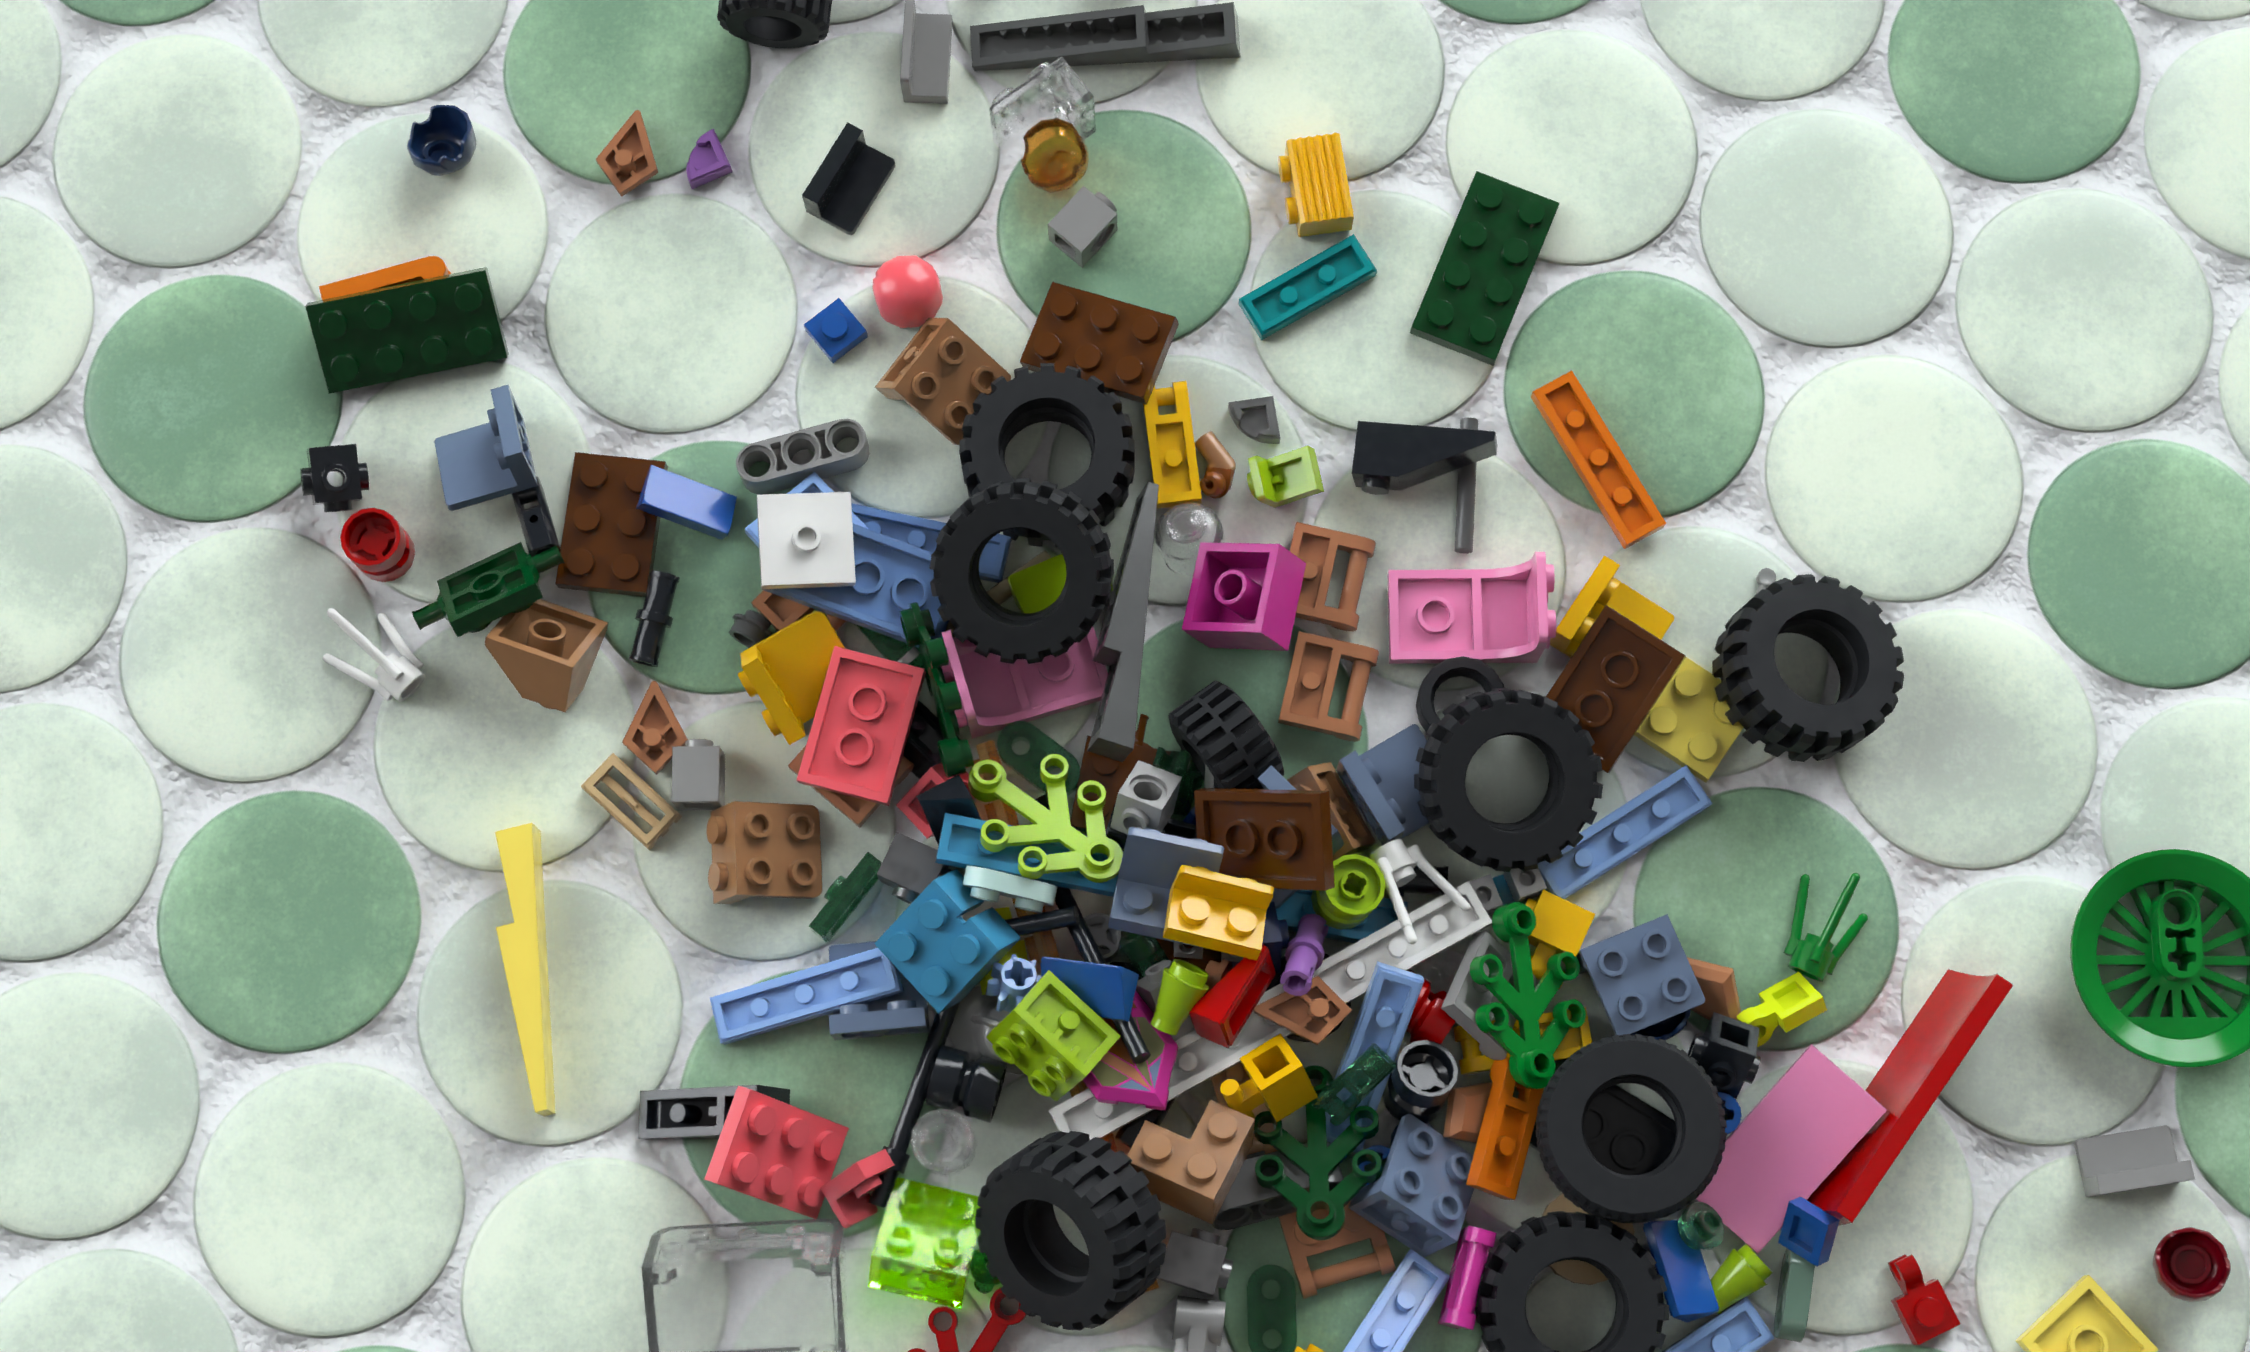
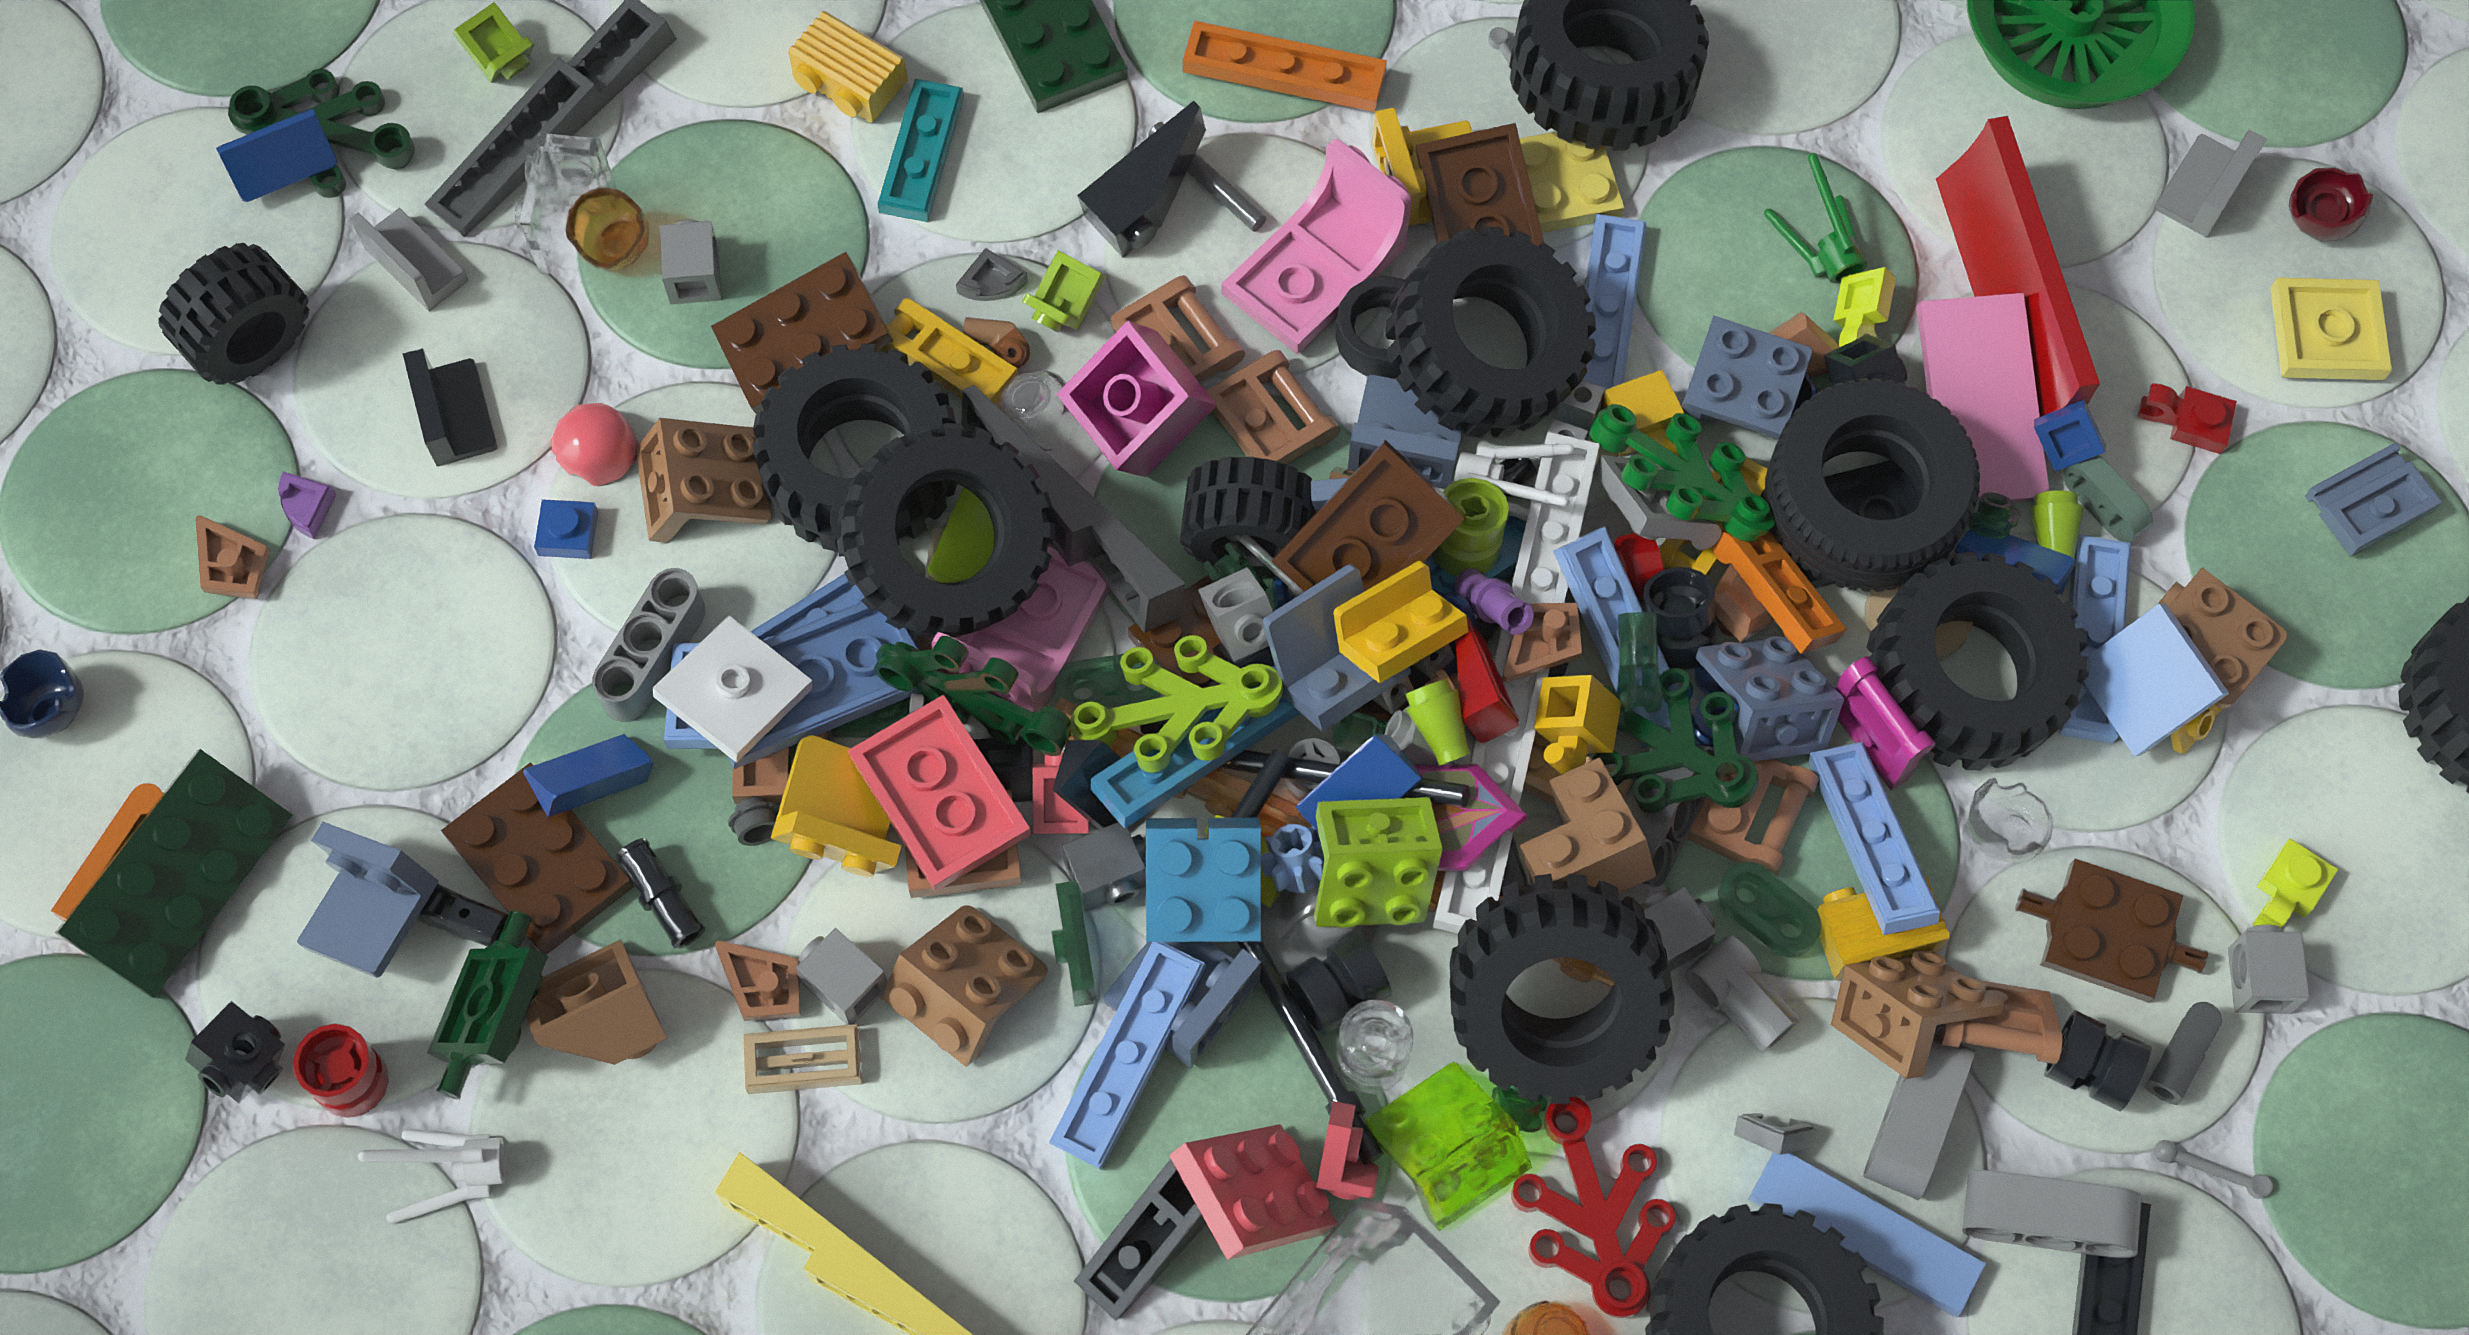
camera: 50 degrees left, 10 degrees down
(989, 884) = (1196, 789): light aqua plate -> none

